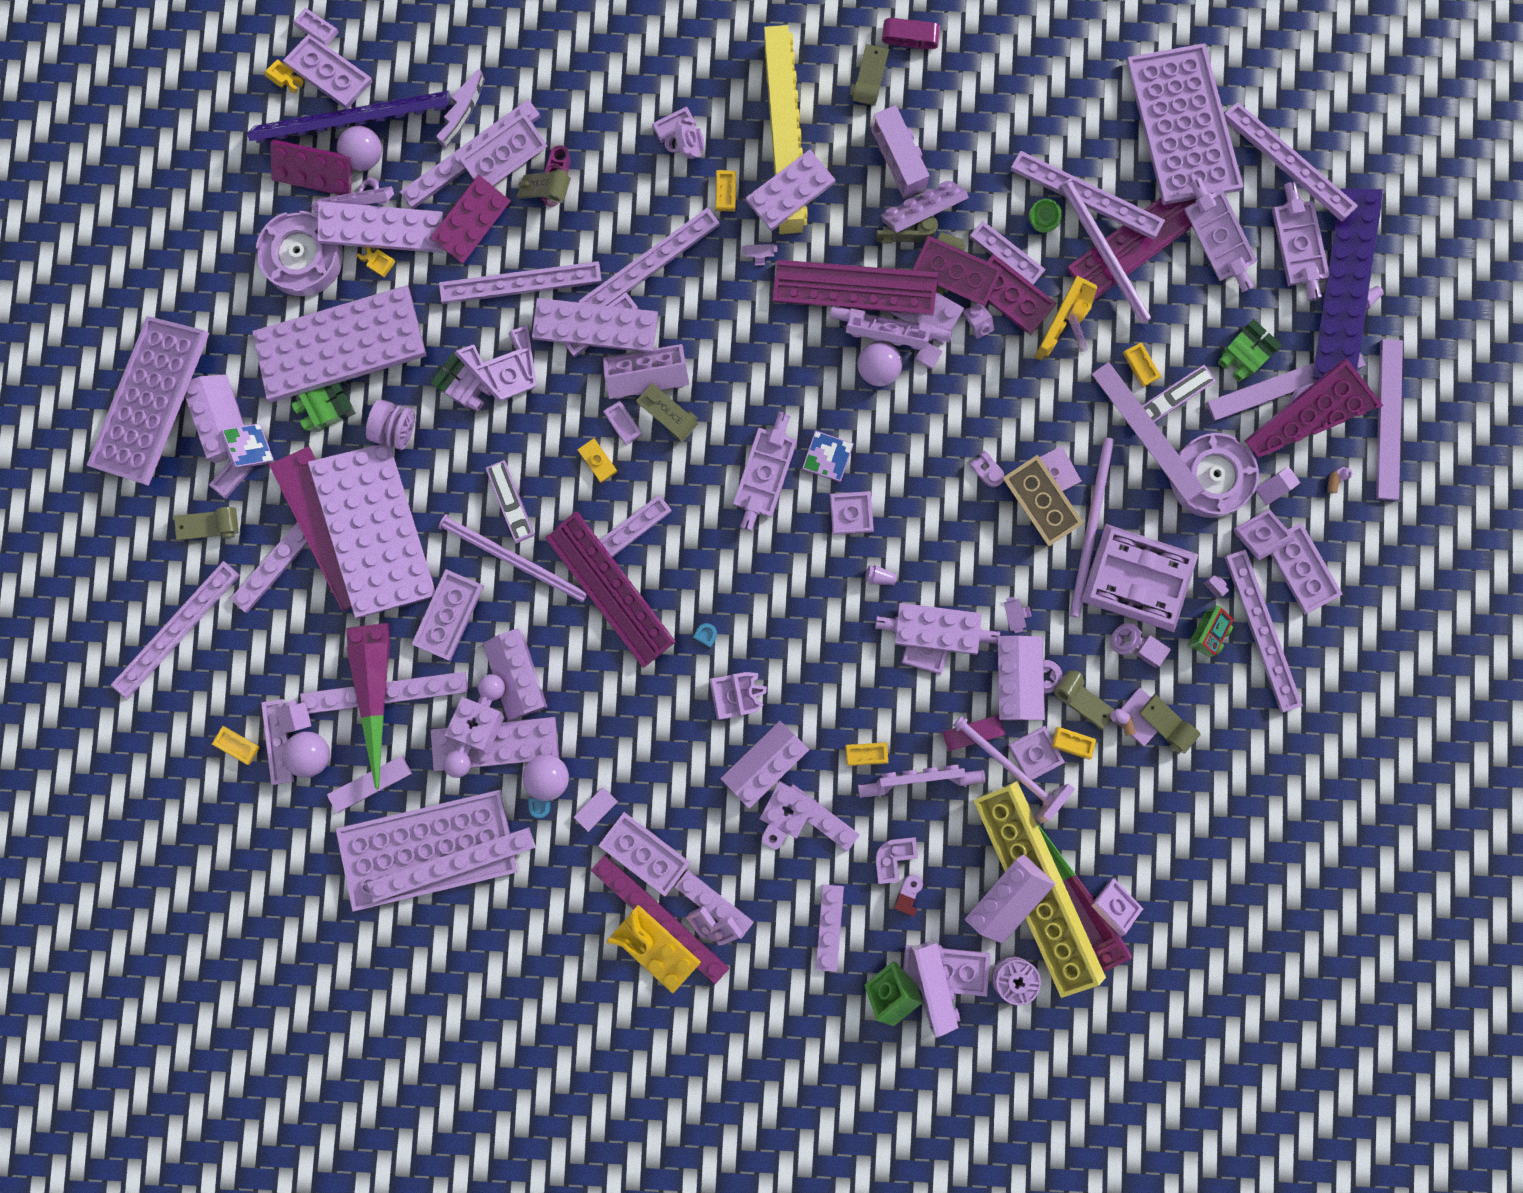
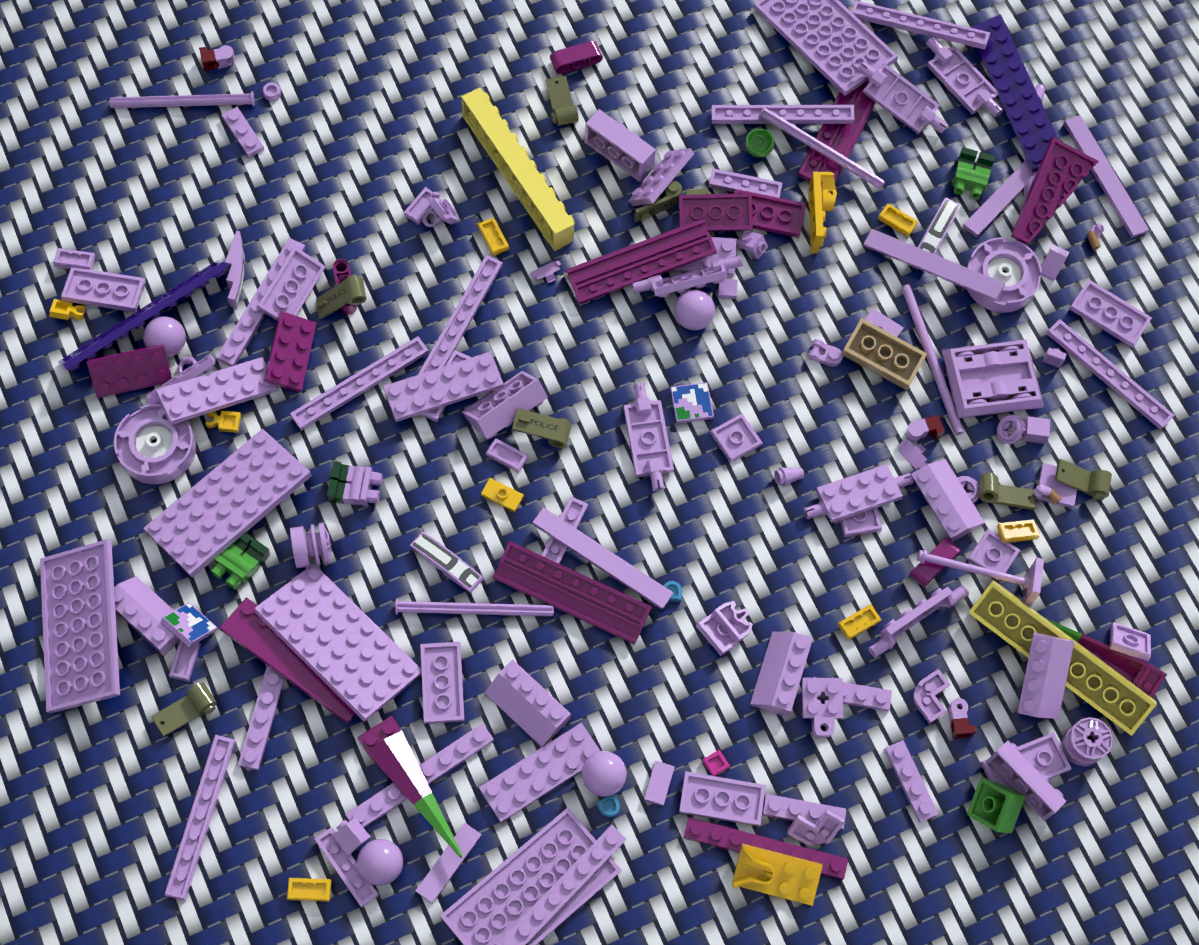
camera: 35 degrees left, 15 degrees down
(477, 738) = (518, 772): lavender brick -> none
(506, 374) = (389, 459): lavender wing -> none
(655, 571) = (602, 558): none -> lavender tile
(658, 817) = (716, 763): none -> dark pink tile
(790, 190) = (551, 207): lavender plate -> none
(1041, 594) = (923, 428): none -> leg
(1080, 332) = (837, 216): lavender piece -> none
(1211, 631) = (1071, 392): slope -> none
(1263, 534) = (1066, 301): lavender tile -> none

